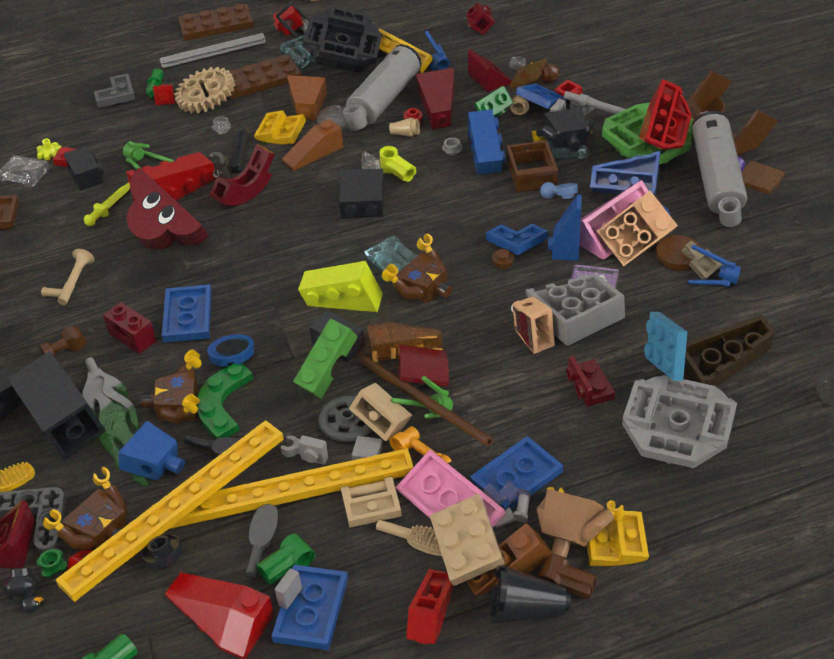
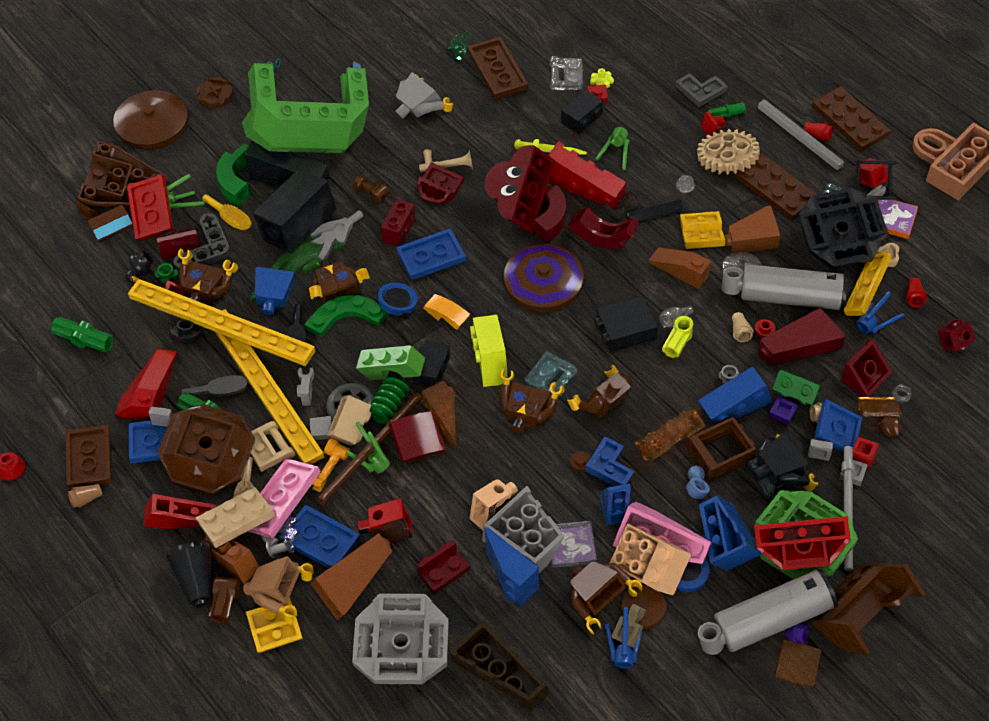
camera: 70 degrees right, 10 degrees up
(97, 288) = (439, 184): none -> dark red slope
(204, 211) = (553, 220): none -> dark red arch
(221, 35) = (821, 131): none -> red cone
(268, 314) = (443, 308): none -> light orange slope
(269, 240) = (543, 278): none -> dish
(355, 553) = (206, 468): none -> reddish brown piece
(357, 376) = (387, 399): none -> green piece
(419, 29) = (916, 294): none -> red cone
(441, 215) = (606, 395): none -> reddish brown torso
(508, 124) = (783, 410): none -> dark purple plate
(508, 198) = (669, 433): none -> clear orange arch
(523, 411) = (388, 520): none -> red torso
(580, 450) = (349, 577): none -> dark orange slope
(614, 322) = (513, 570): none -> blue slope
(657, 271) = (598, 586): none -> reddish brown torso
(666, 345) = (476, 609): dark azure plate -> none

